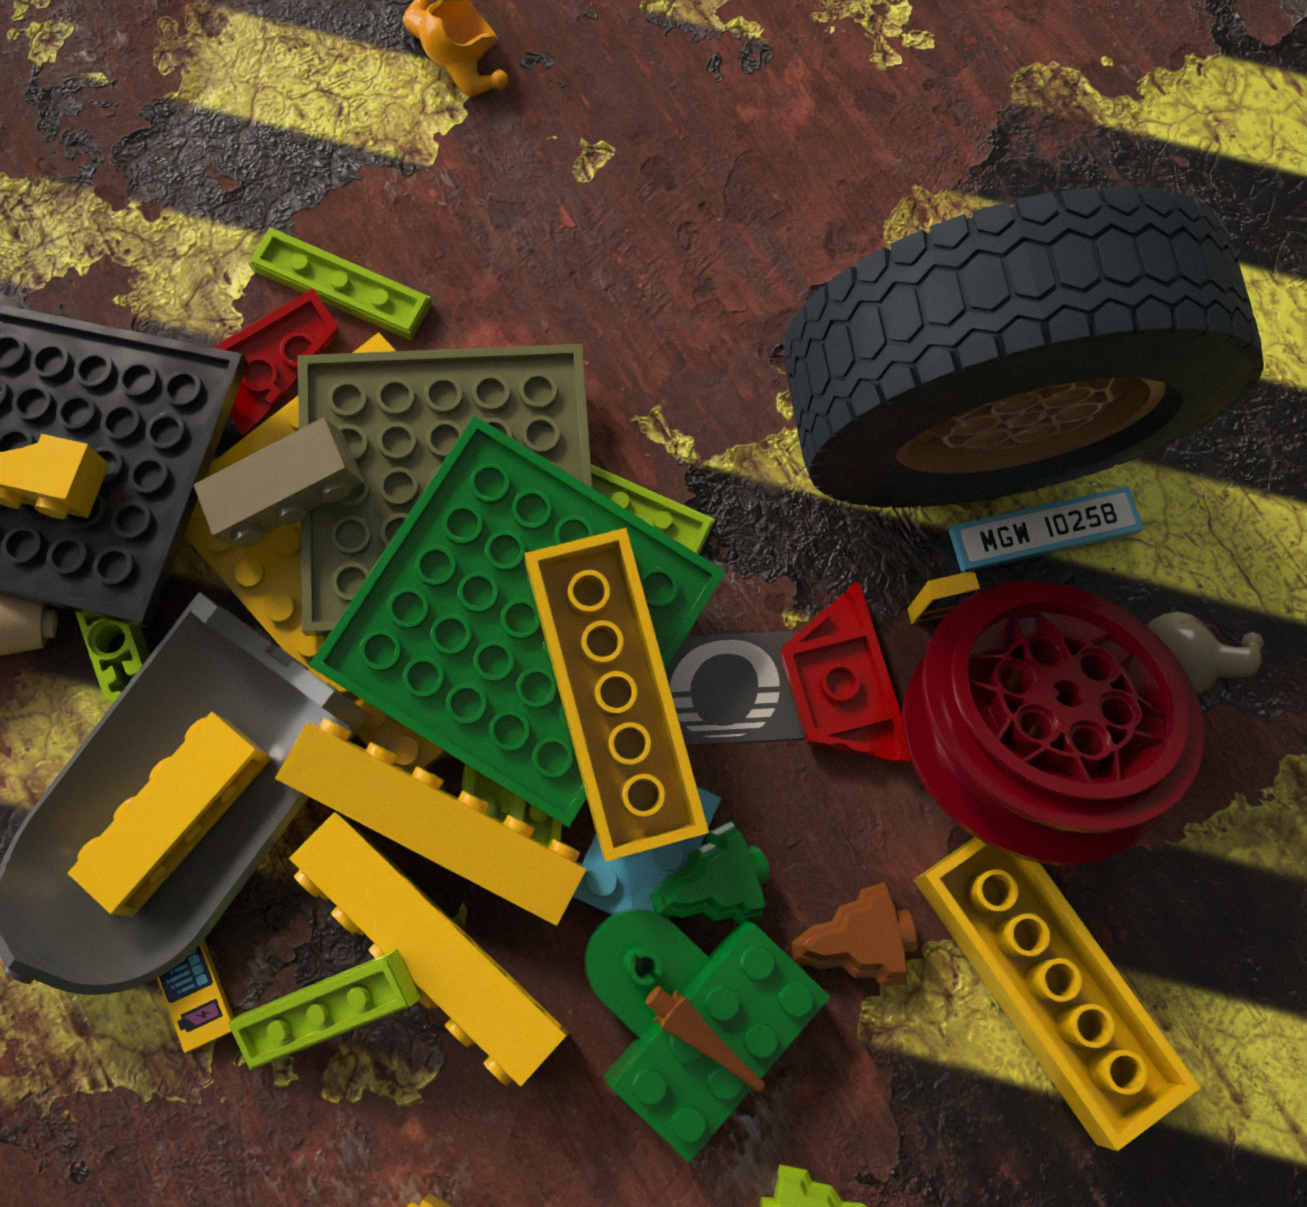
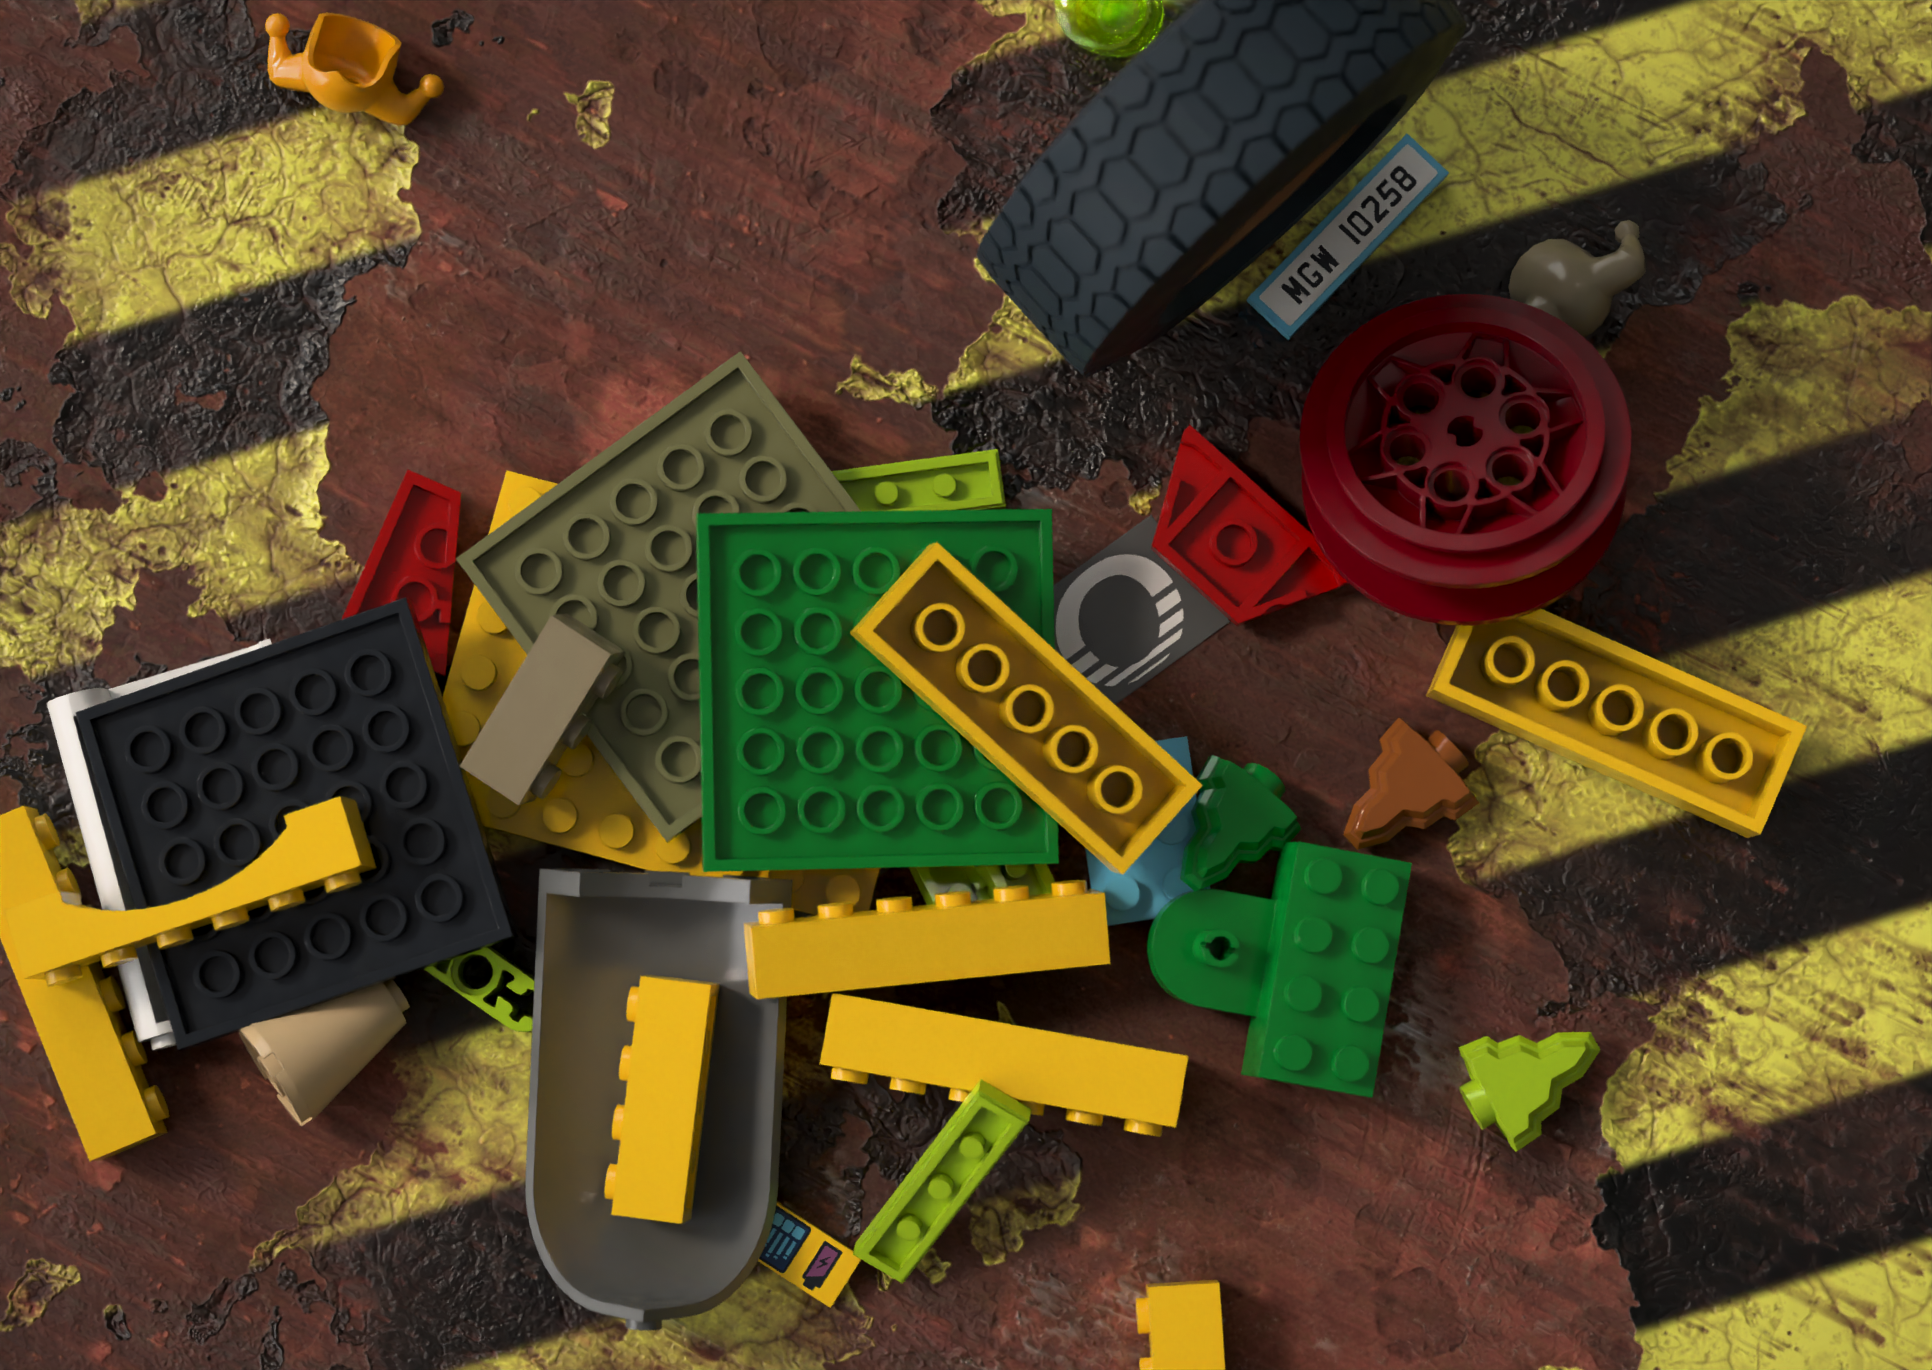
camera: 25 degrees left, 10 degrees up
(341, 283) = (422, 439): lime tile -> none
(683, 1021) = (1287, 973): dark orange piece -> none
(941, 596) = (1285, 390): yellow tile -> none

